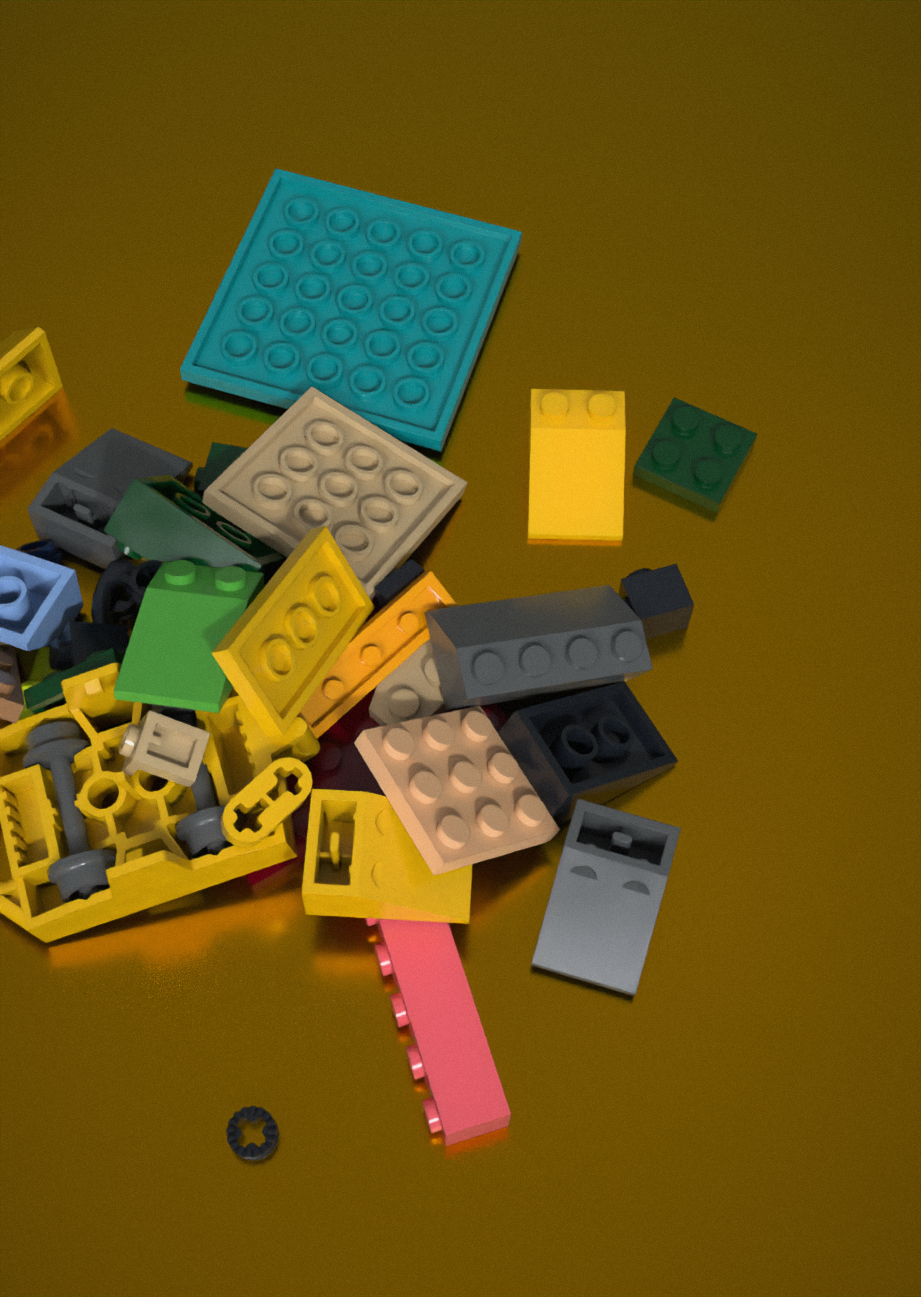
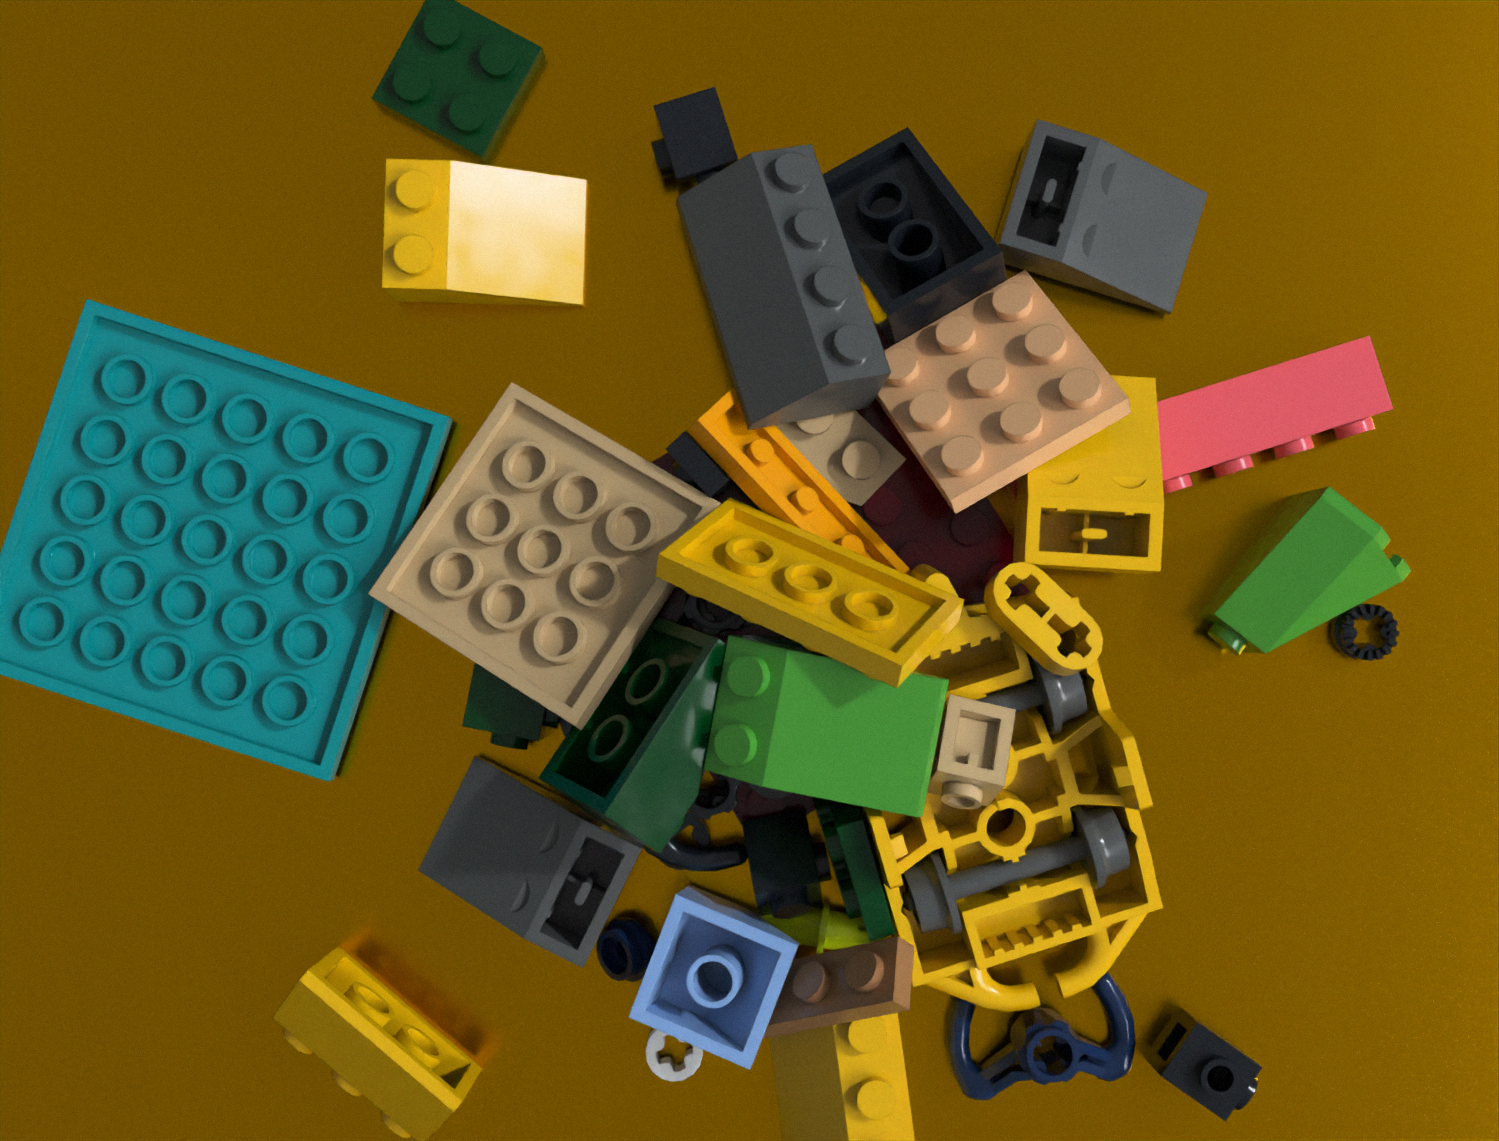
camera: 90 degrees left, 25 degrees up
(304, 1060) = (1300, 572): none -> bright green slope

